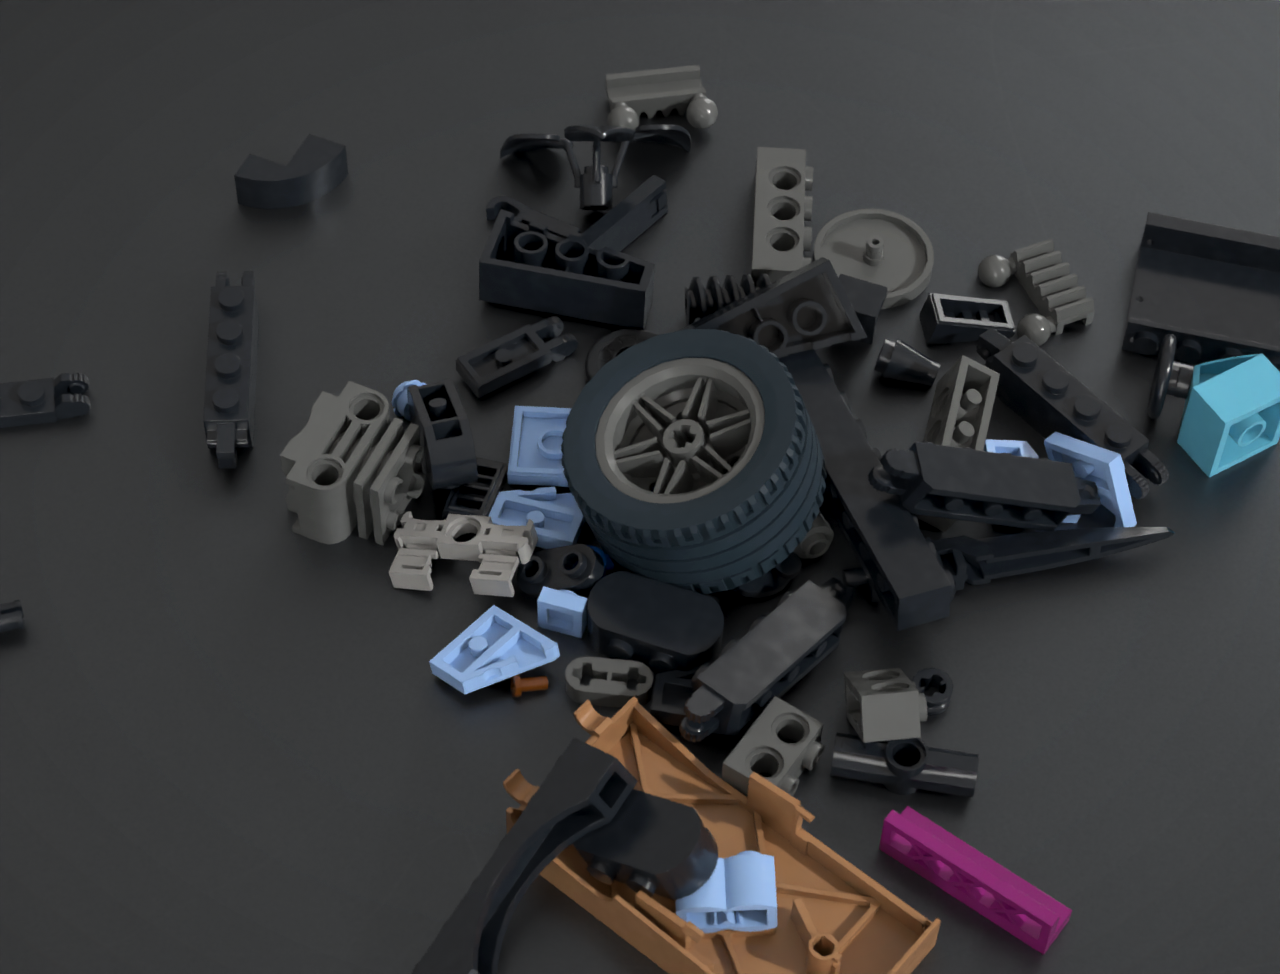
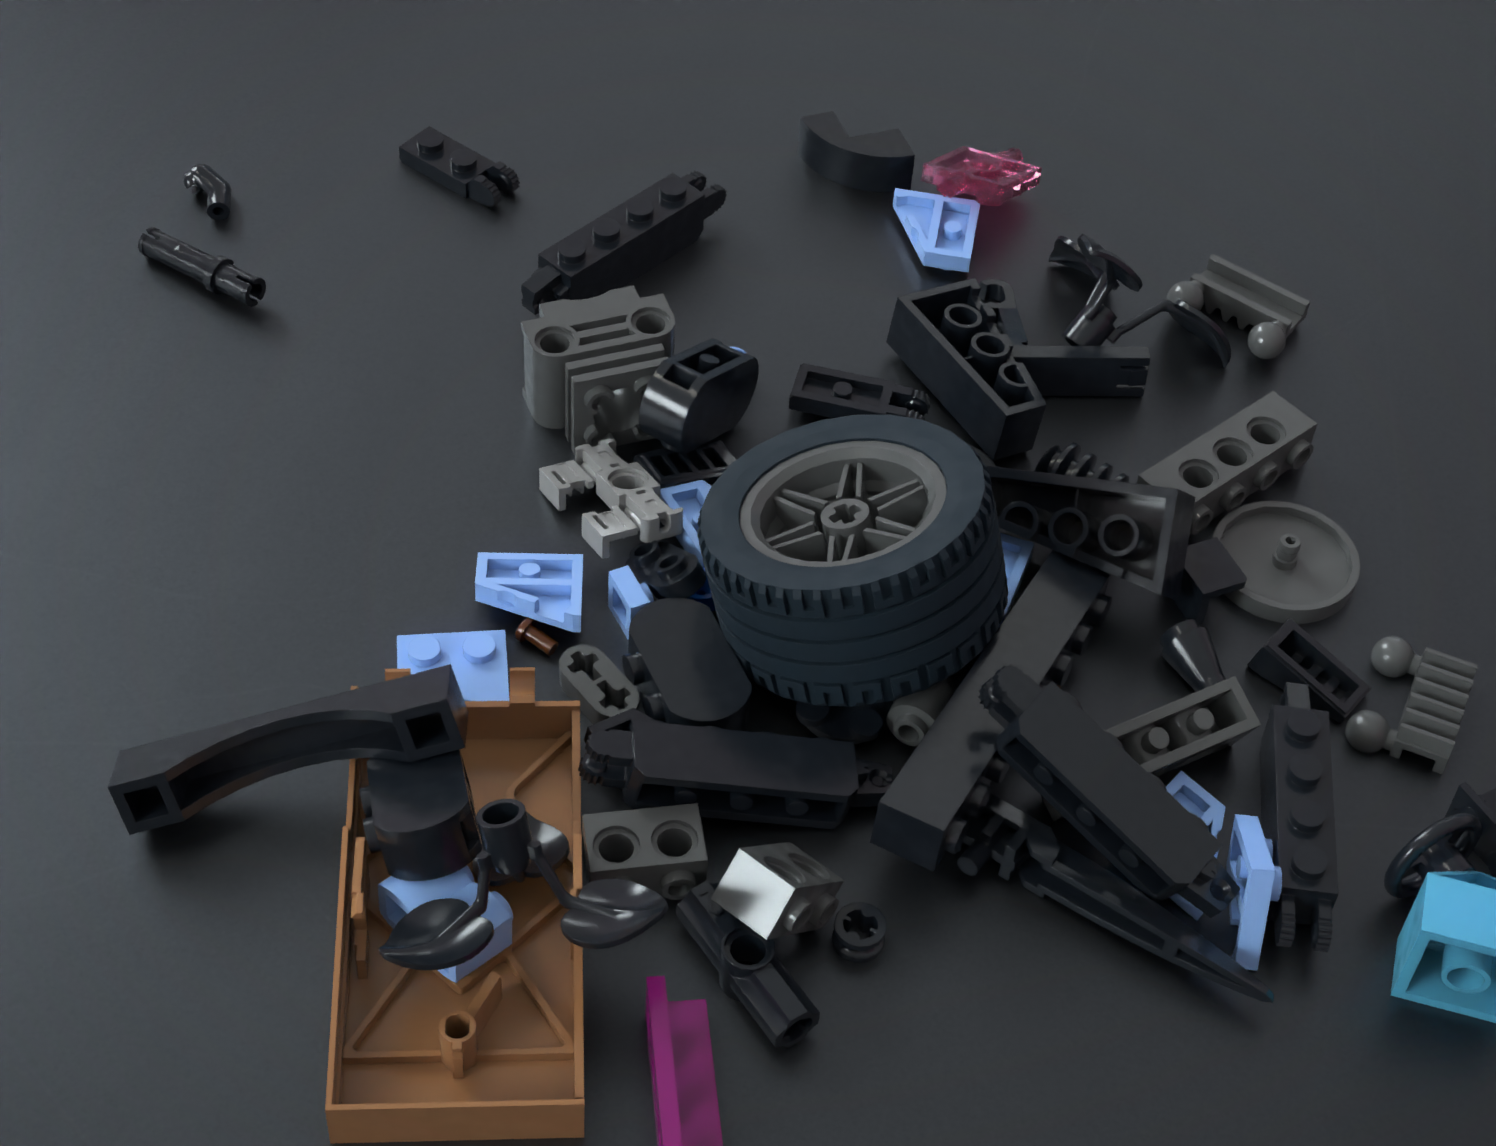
camera: 45 degrees right, 5 degrees down
(398, 127) = (982, 174): none -> clear pink plate
(412, 188) = (938, 227): none -> light blue wing
(508, 741) = (475, 657): none -> light blue wing
(773, 900) = (513, 849): none -> black plant

